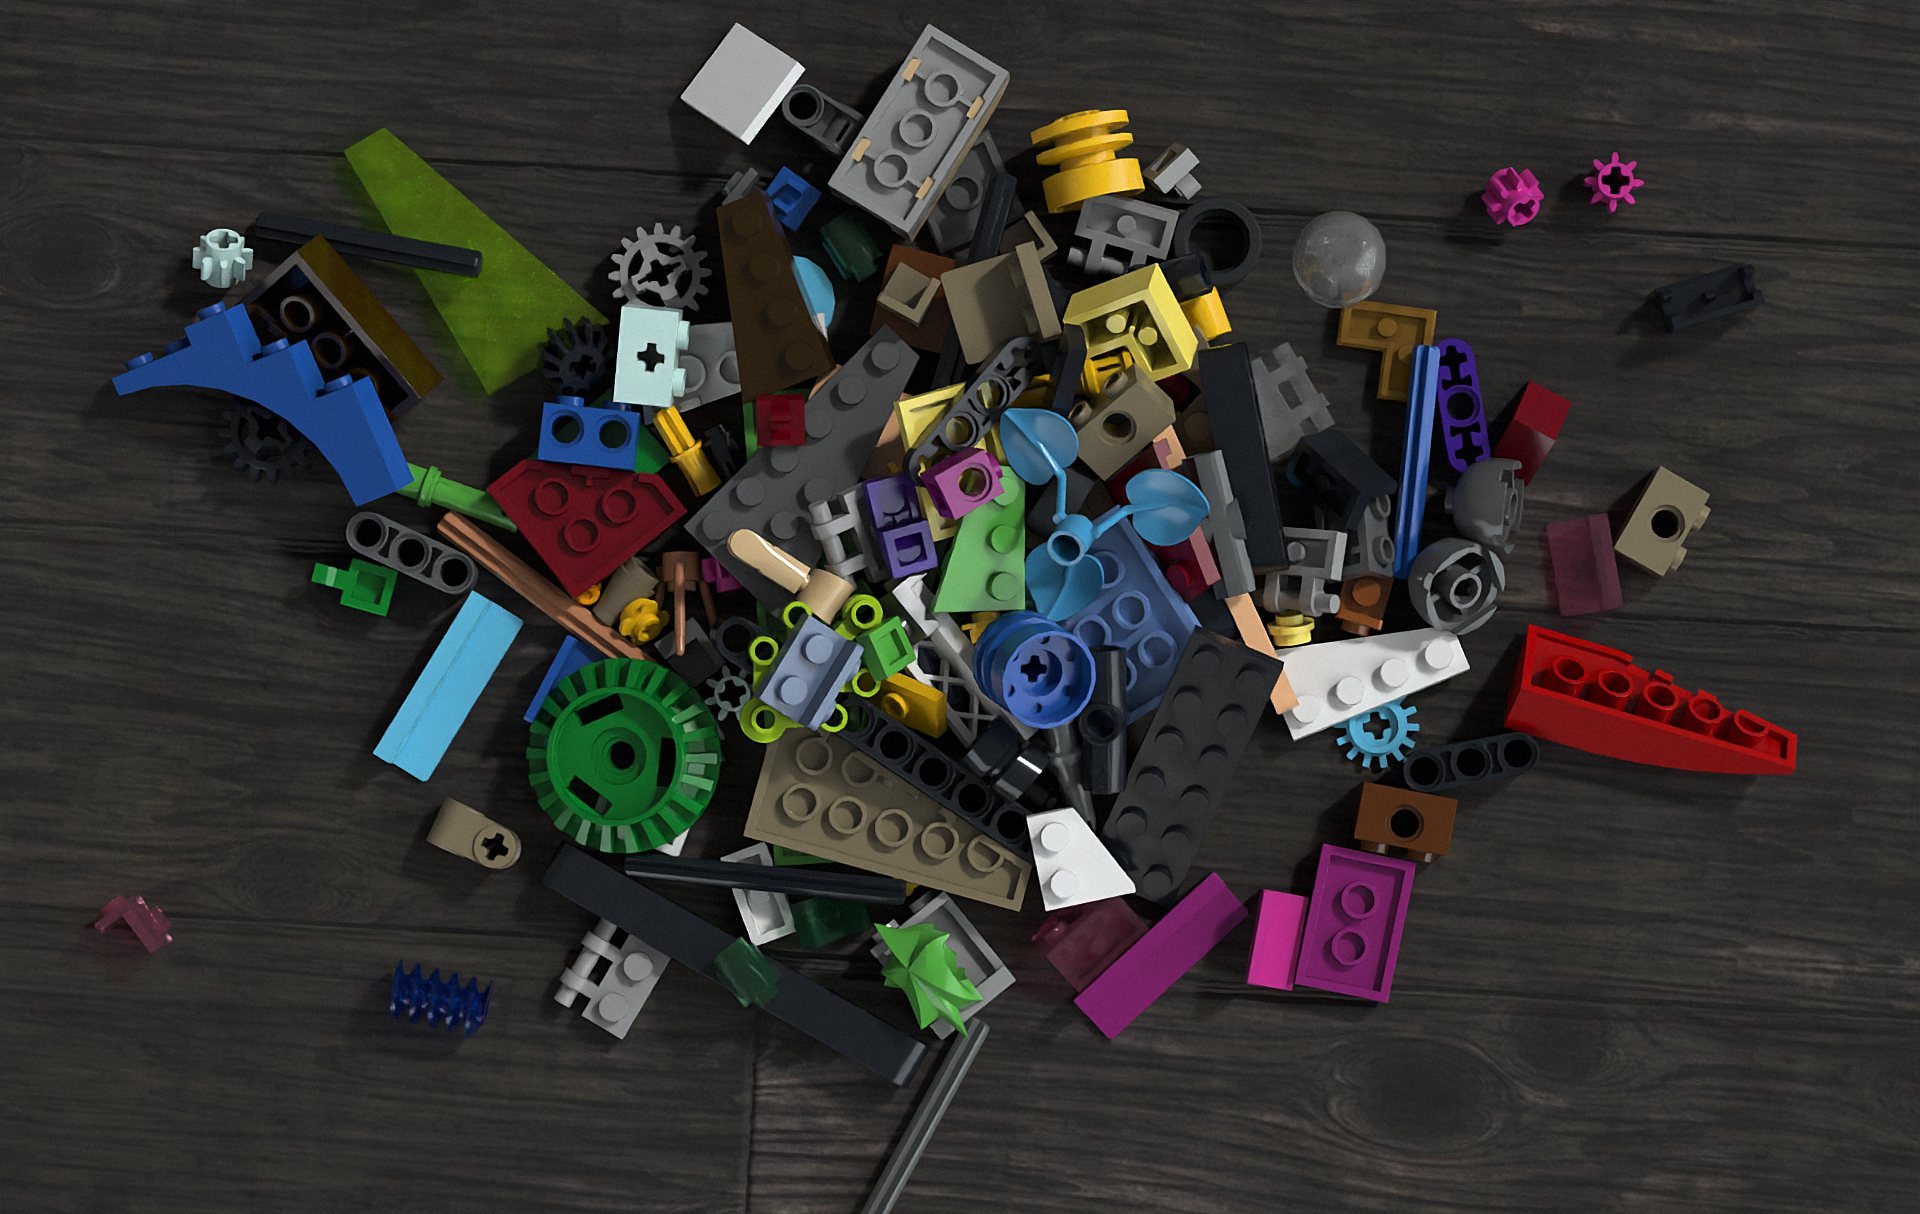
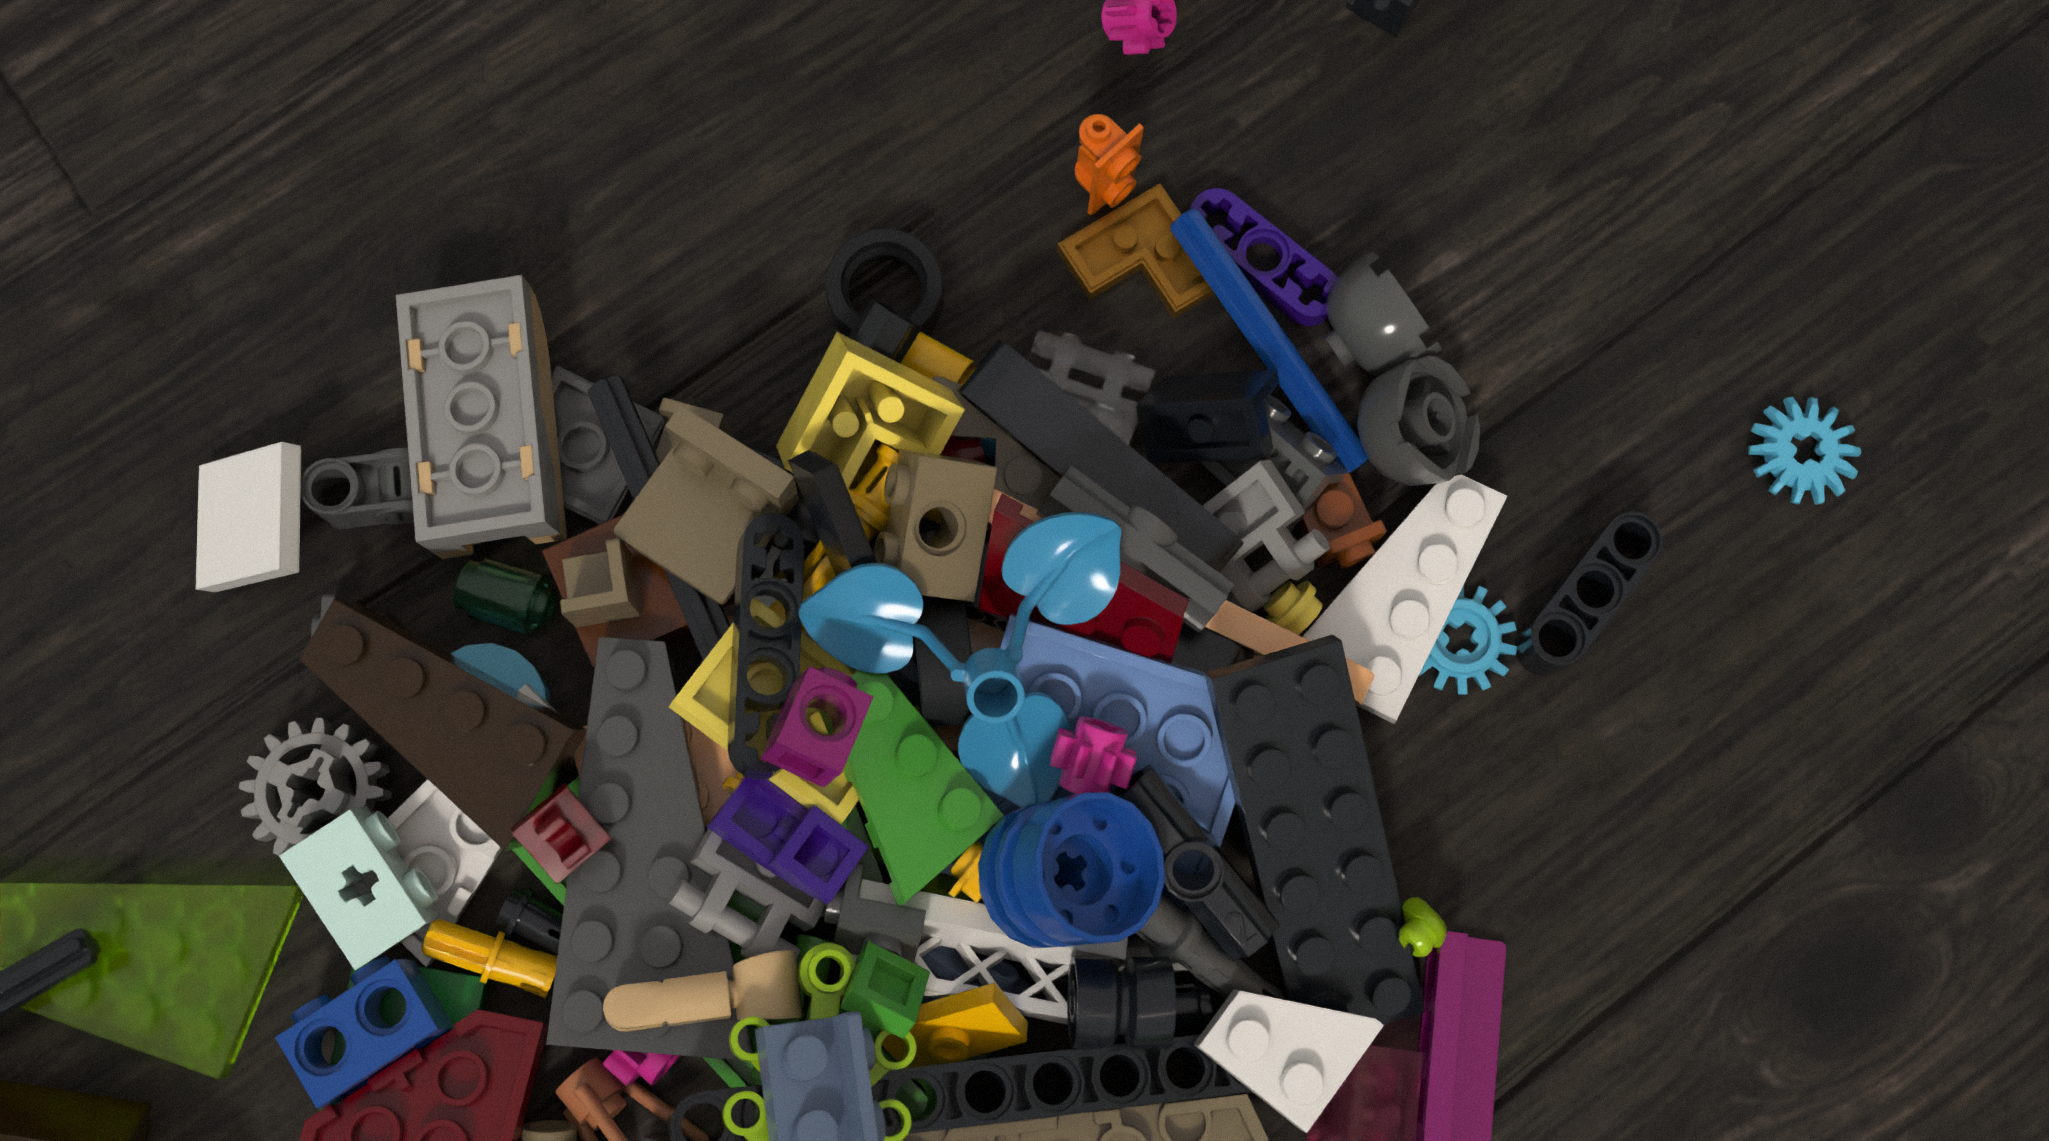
camera: 45 degrees left, 10 degrees down
(576, 356) = (261, 950): black gear -> none
(792, 198) = (404, 596): blue tile -> none
(1086, 159) = (681, 305): yellow wheel -> none
(1097, 619) = (1093, 757): none -> dark pink gear
(1123, 224) = (770, 343): light grey plate -> none
(1172, 171) = (782, 255): light grey tile -> none
(1204, 861) = (1422, 927): none -> lime arm
(1276, 939) = (1559, 949): dark pink panel -> none
(1339, 259) = (1021, 206): clear cylinder -> none
(1354, 923) = (1624, 860): magenta plate -> none
(1408, 277) = (1107, 161): none -> orange hinge
(1432, 816) = (1609, 687): reddish brown brick -> none
(1532, 429) = (1352, 219): dark red slope -> none
(1584, 565) = (1522, 306): clear pink panel -> none
(1614, 709) = (1671, 425): red wedge -> none
(1666, 494) = (1544, 238): dark tan brick -> none
(1667, 805) = (1779, 450): none -> medium azure gear

